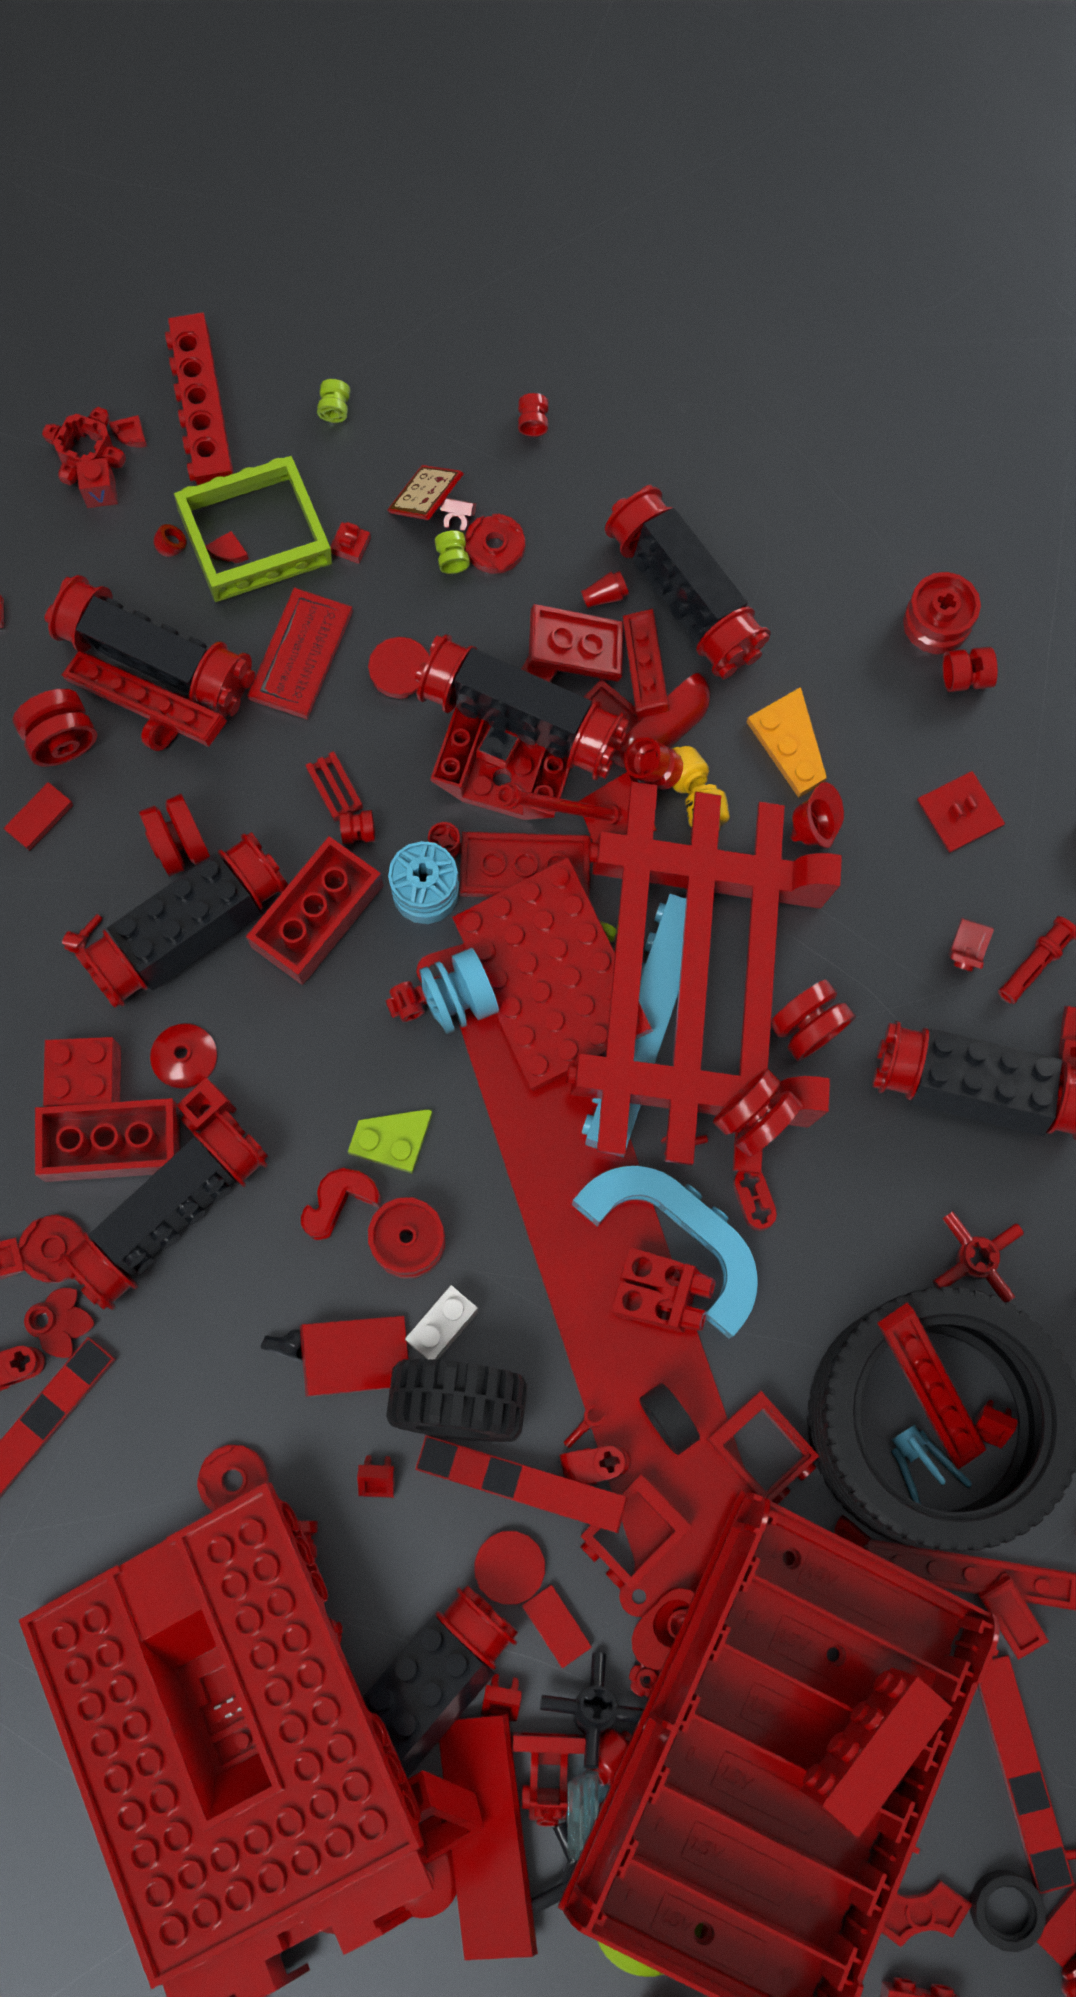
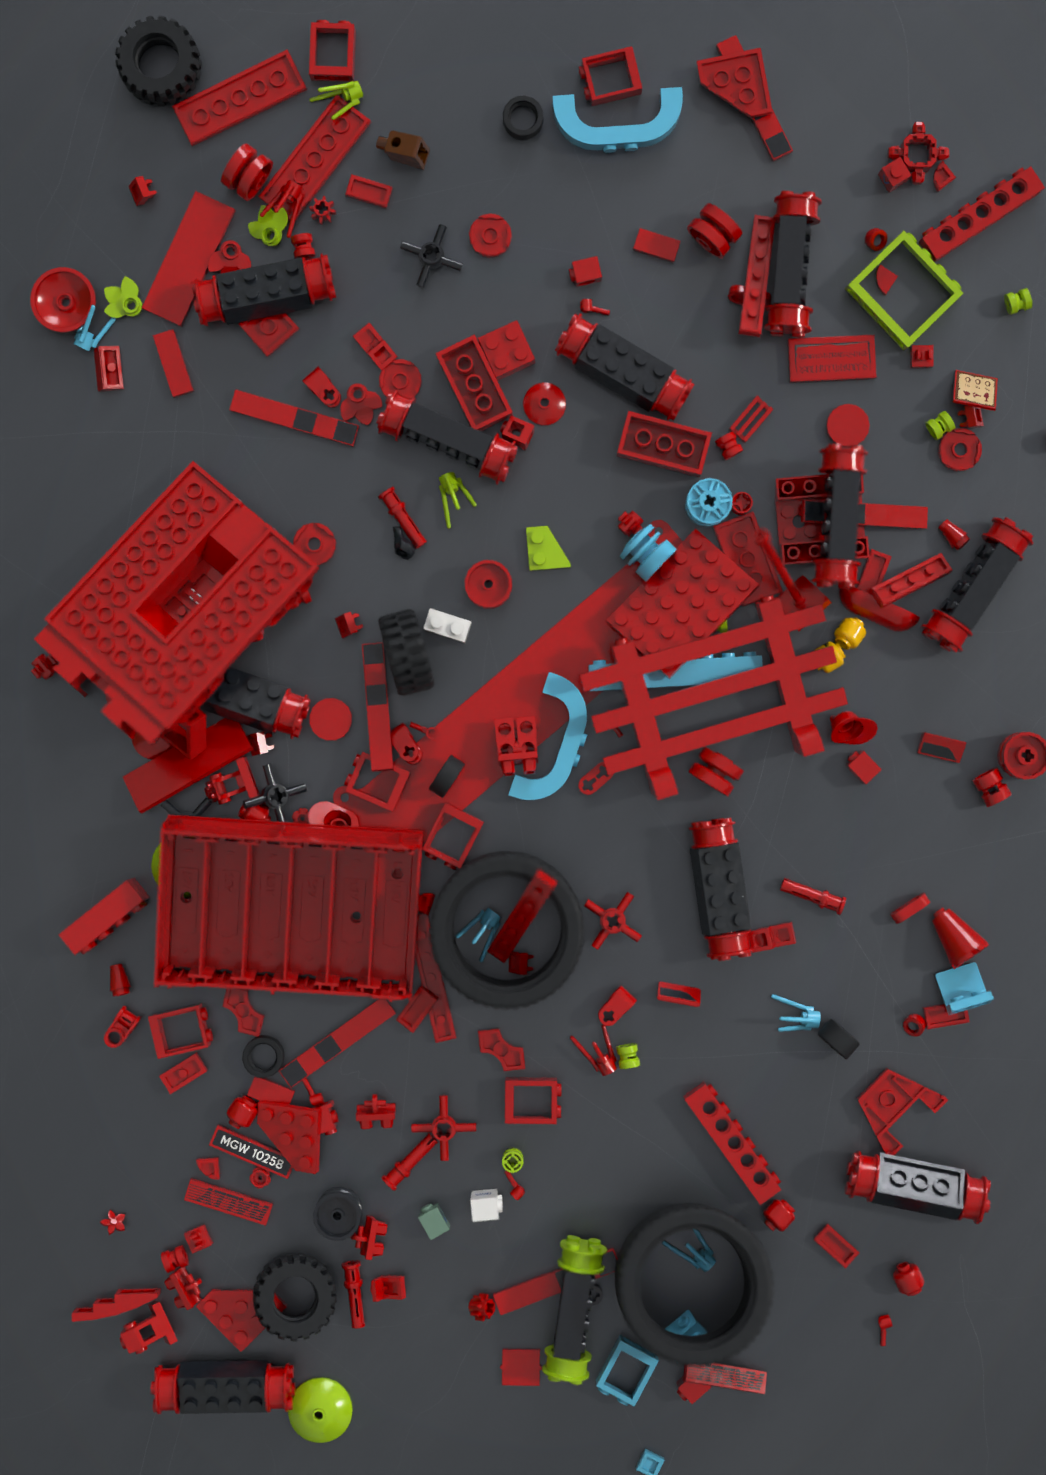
camera: 70 degrees right, 15 degrees up
(26, 922) = (585, 271): none -> red brick
(174, 835) = (673, 335): red wheel -> none
(237, 1236) = (450, 485): none -> lime plant
(237, 1330) = (397, 509): none -> red pin
(332, 1197) = (495, 530): red animal -> none
(351, 1354) = (410, 581): red tile -> none
(556, 1626) = (310, 758): red tile -> none
(575, 643) = (907, 531): red tile -> none
(582, 1810) = (221, 808): clear light blue tile -> none
(653, 763) = (841, 612): red wheel -> none
(758, 1113) = (638, 759): red wheel -> none
(790, 741) = (898, 691): light orange wing -> none
(875, 1749) = (312, 949): red brick -> none
(879, 824) = (862, 766): none -> red brick
(888, 714) = (941, 747): none -> red slope
(960, 811) = (894, 815): red piece -> none
(970, 944) = (805, 850): red bracket -> none

